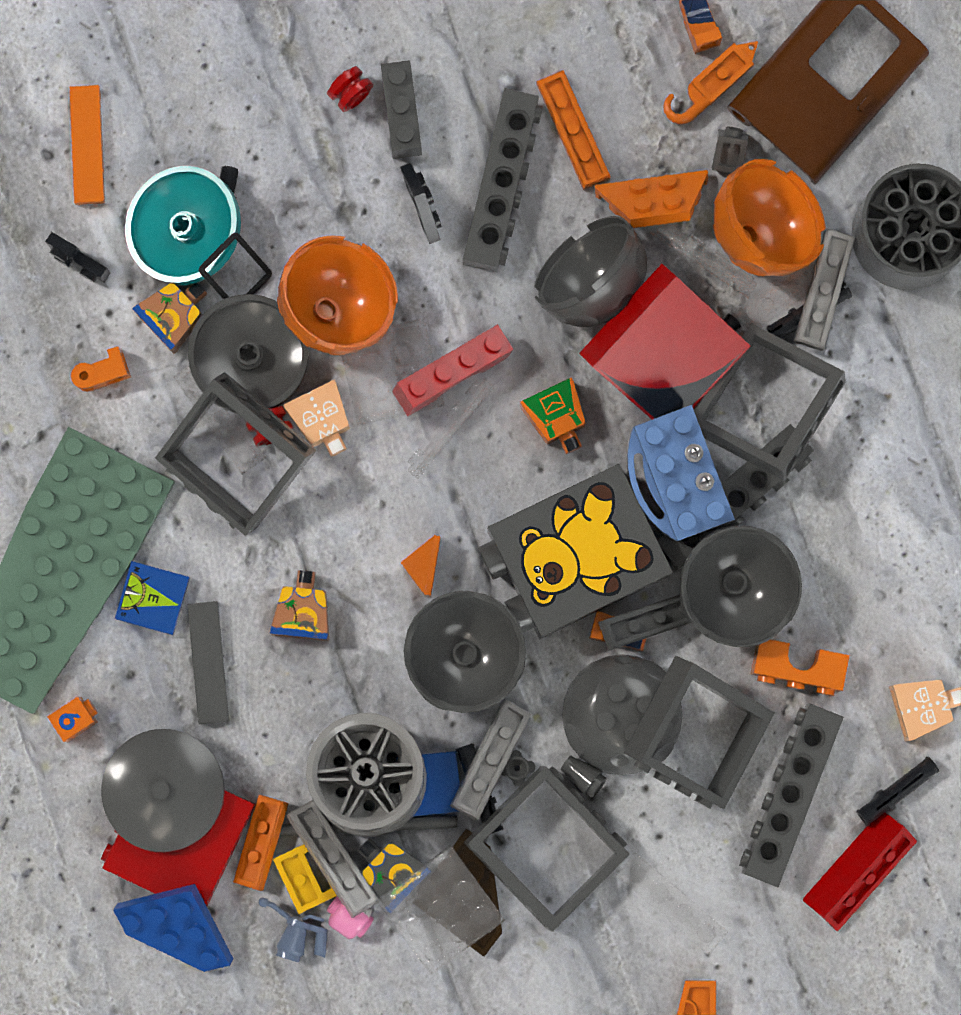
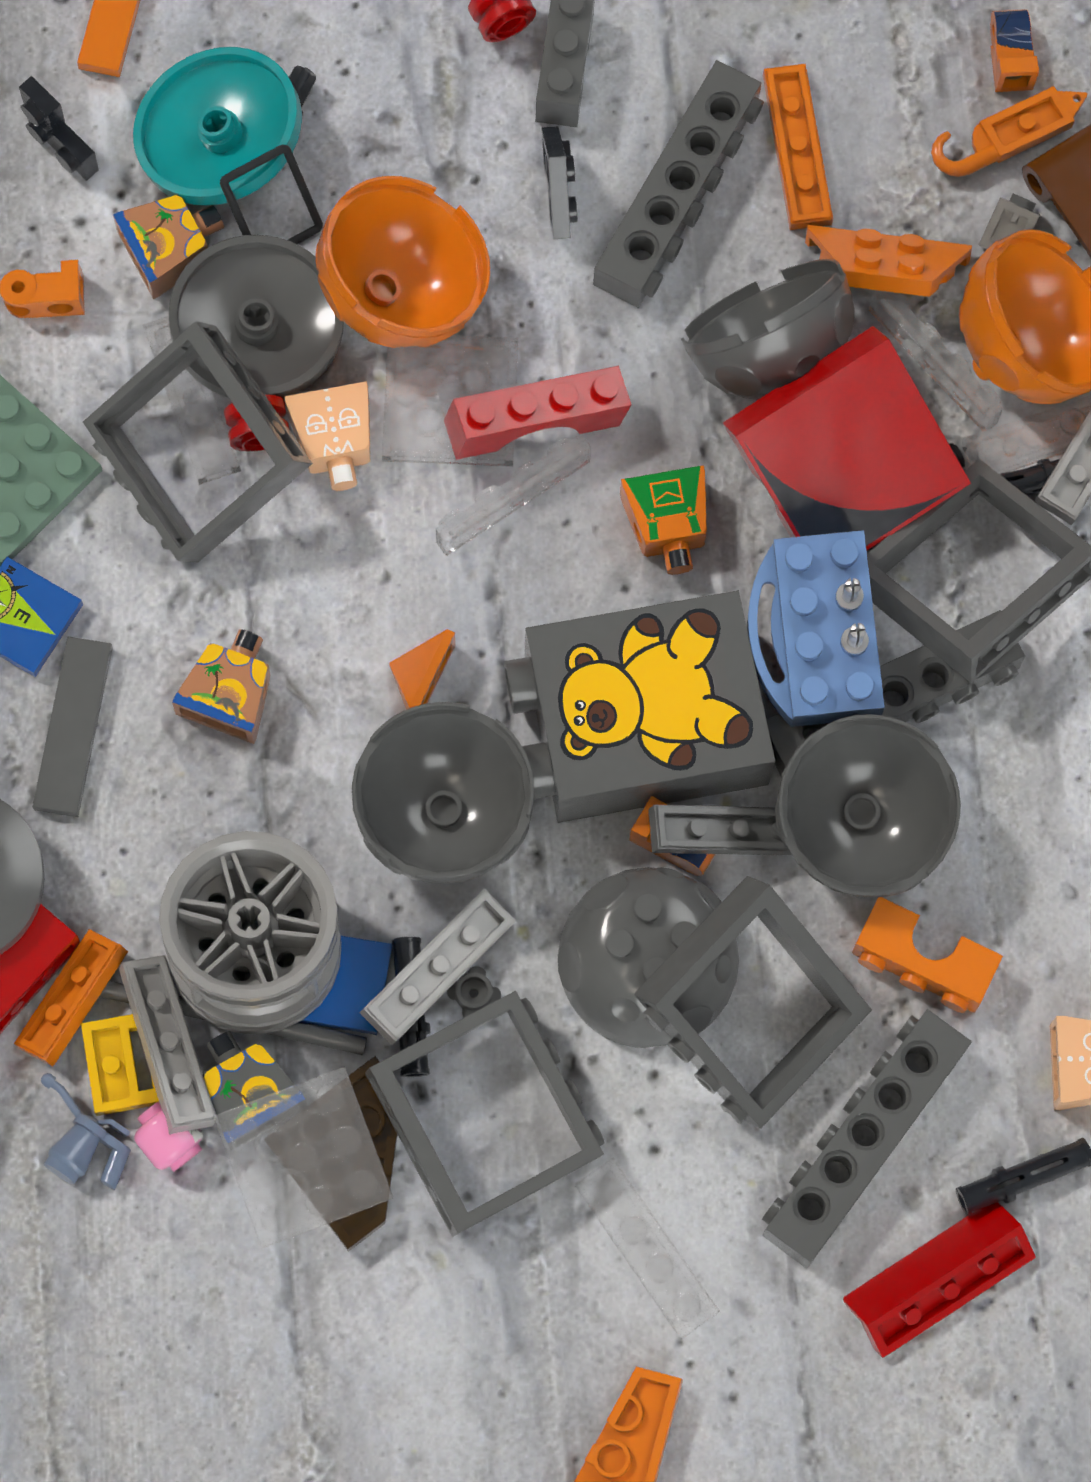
camera: 15 degrees right, 10 degrees down
(584, 776) = (569, 1030): dark grey cone -> none

